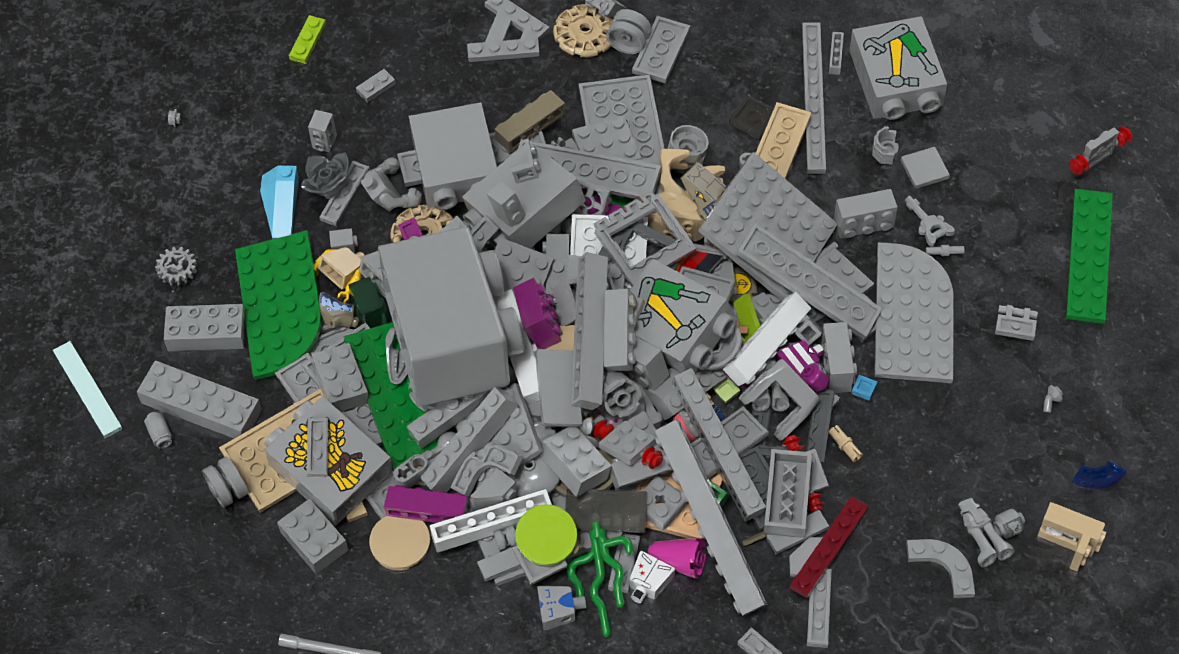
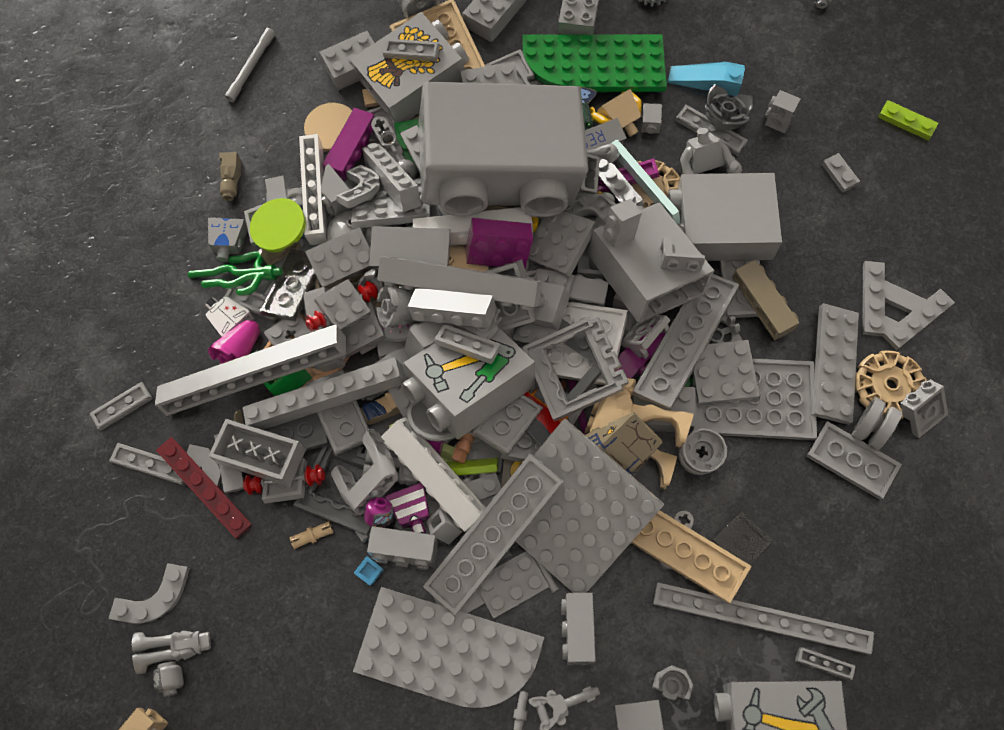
camera: 105 degrees right, 10 degrees up
(441, 212) = (645, 181): none -> light aqua tile
(480, 624) = (230, 174): none -> dark tan piece
(575, 68) = (835, 364): none -> light grey plate
(650, 312) = (467, 343): none -> light grey plate

